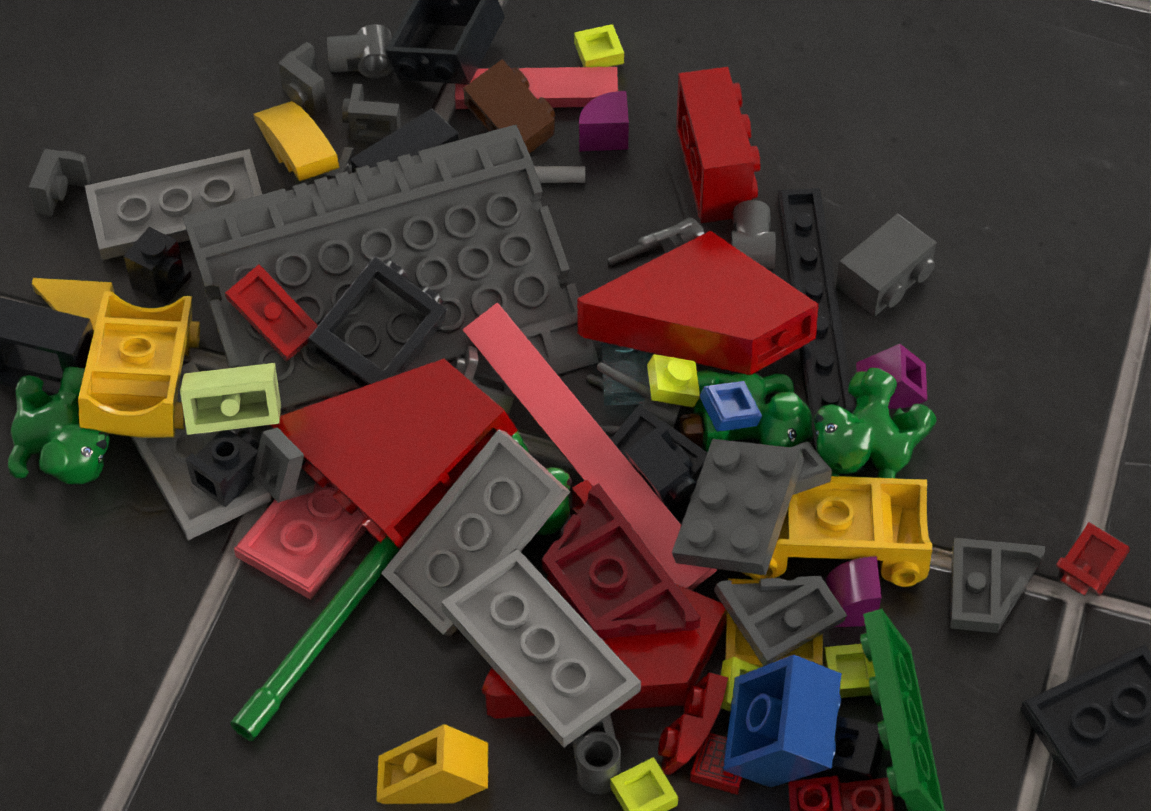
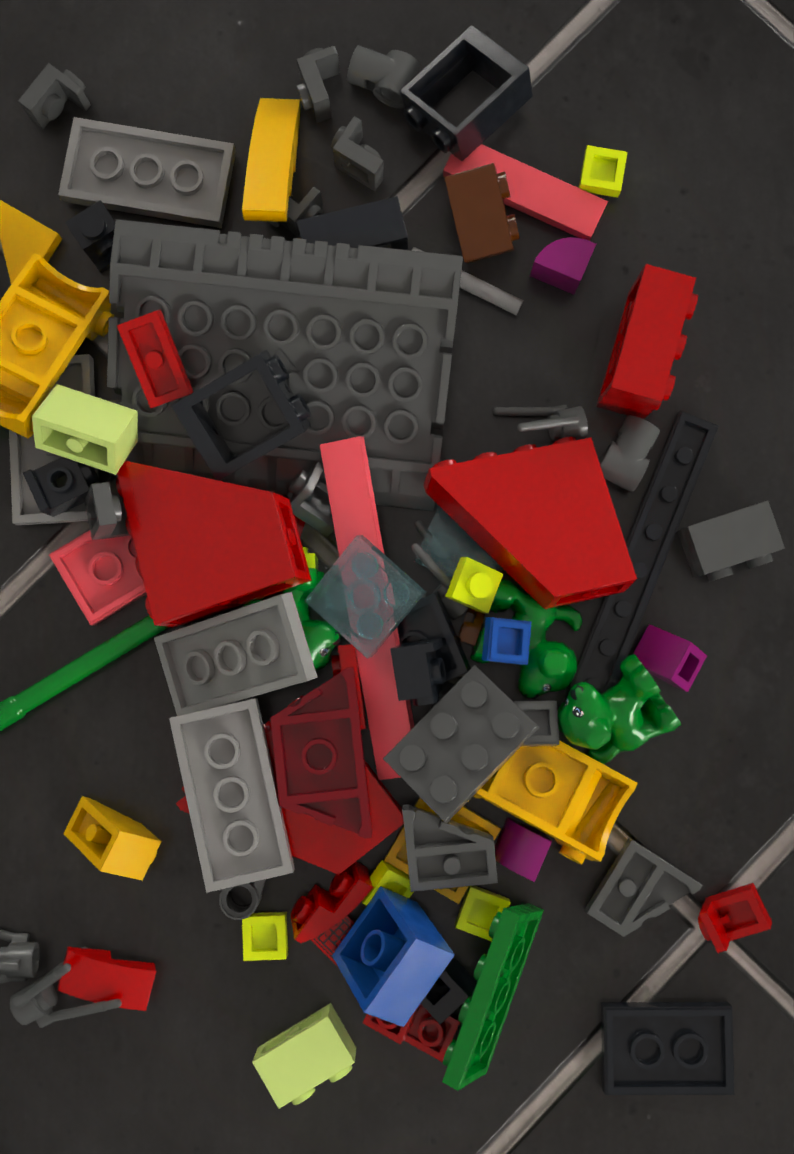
camera: 30 degrees right, 30 degrees up
(577, 424) = (364, 596): none -> clear light blue plate

